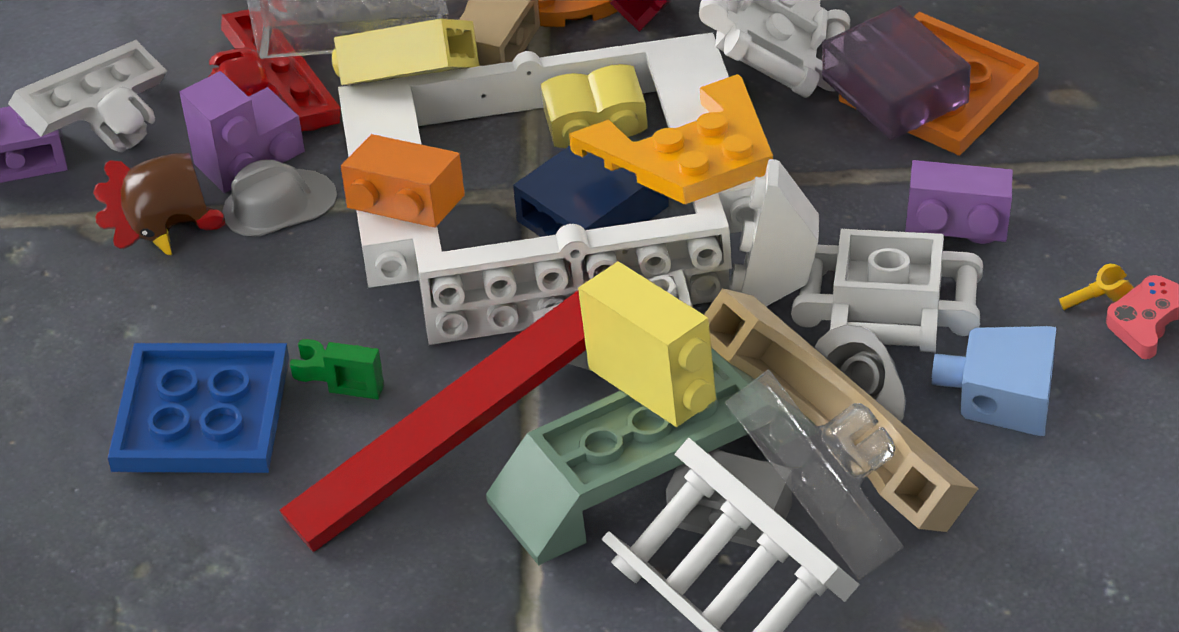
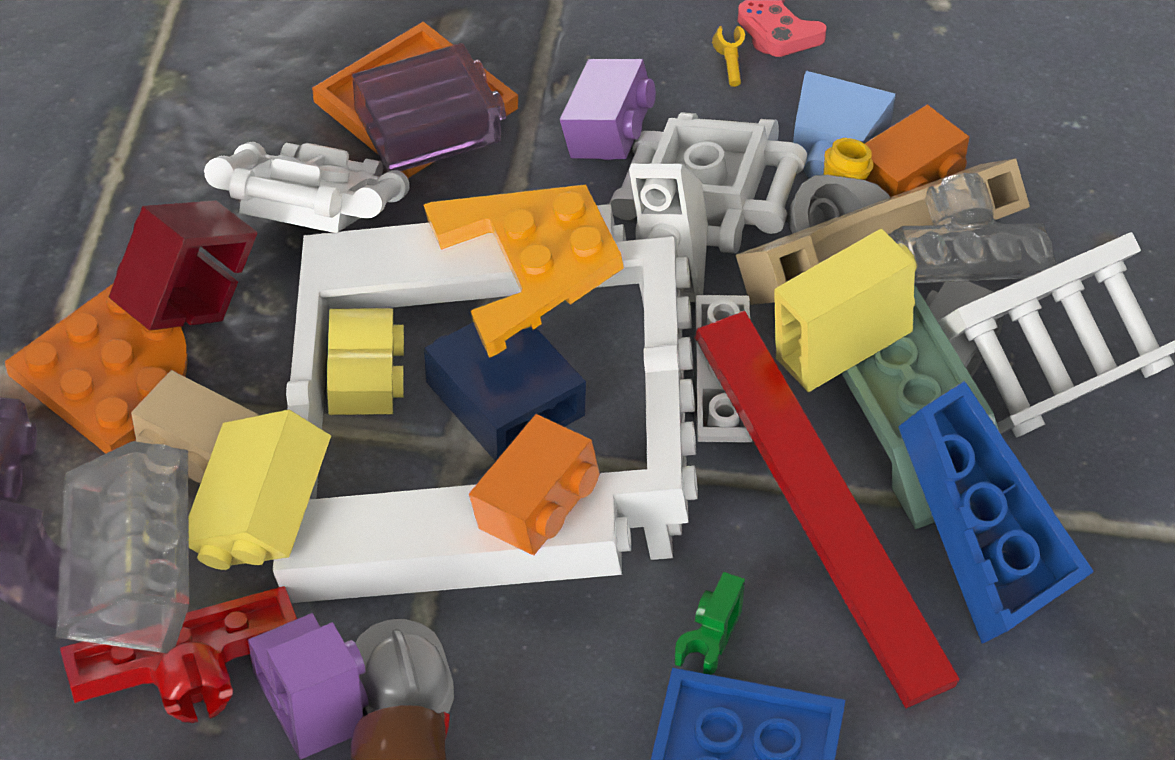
camera: 85 degrees left, 5 degrees up
(460, 506) = (989, 514): none -> blue wedge
(922, 373) = (848, 159): none -> yellow cone
(978, 437) = (917, 152): none -> orange brick

